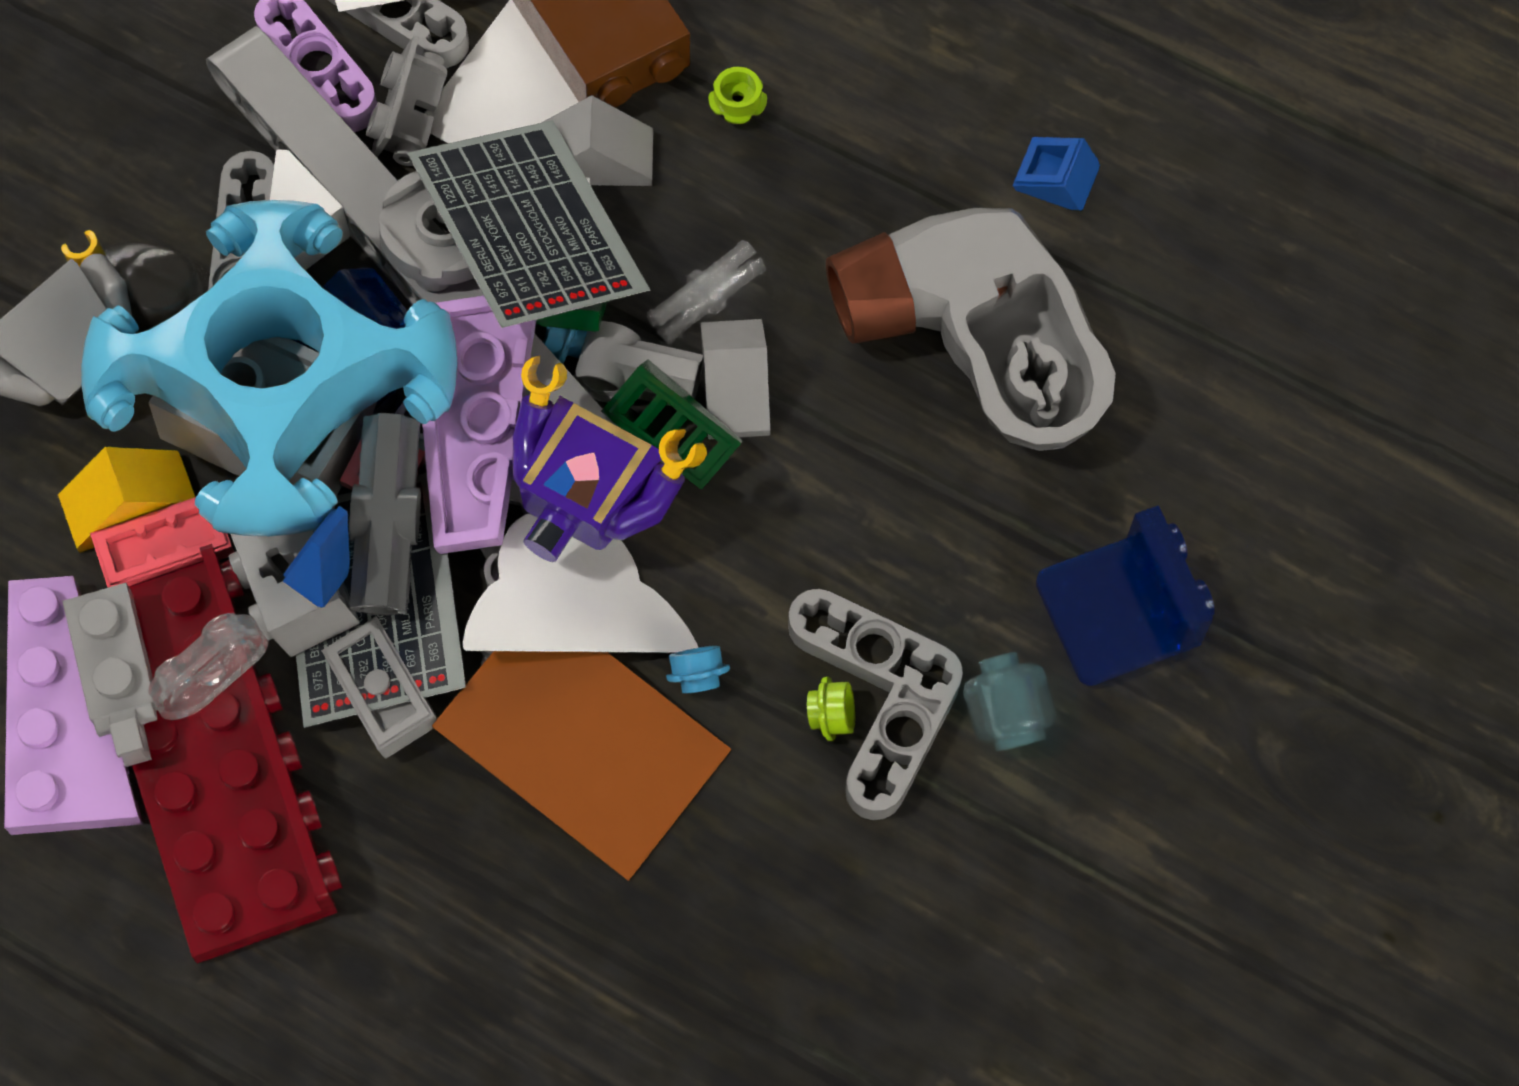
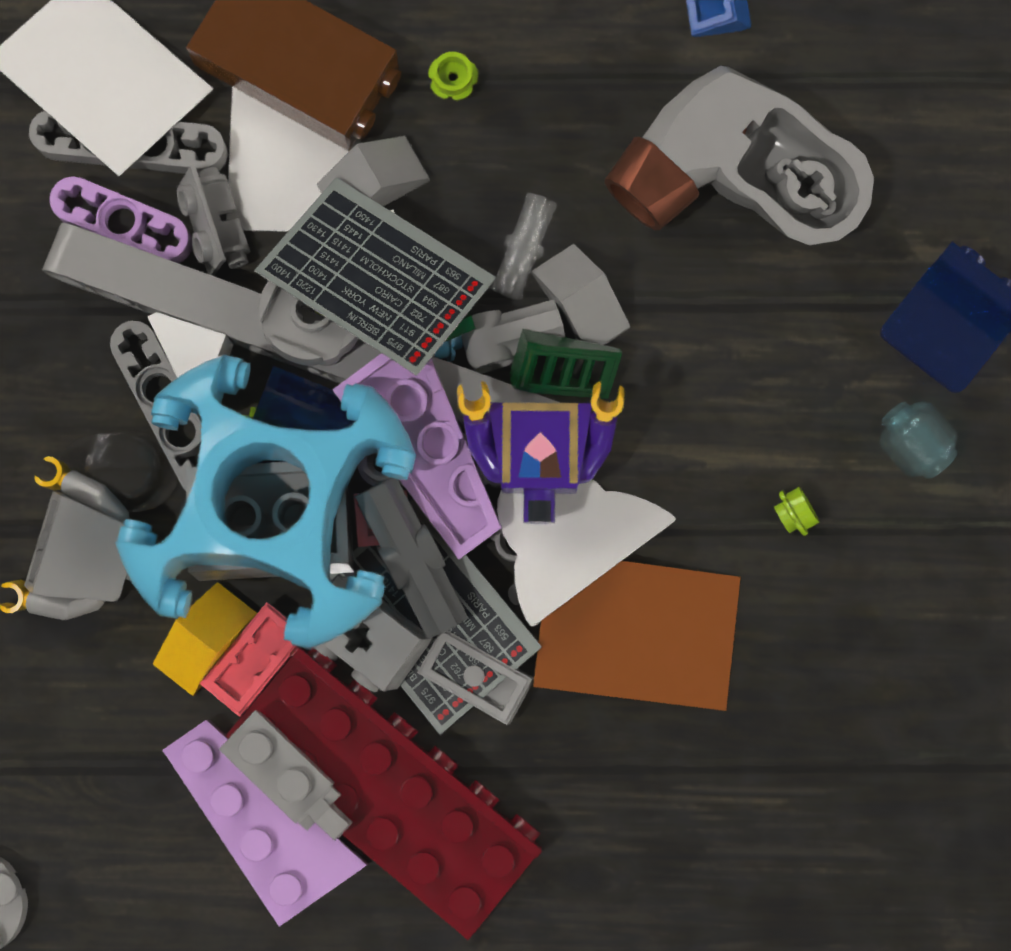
camera: 25 degrees left, 15 degrees up
(207, 666) = (364, 724): clear plate -> none
(322, 561) = (394, 624): blue slope -> none
(697, 668) = (687, 535): dark azure plate -> none
(906, 693) = (839, 471): light grey beam -> none

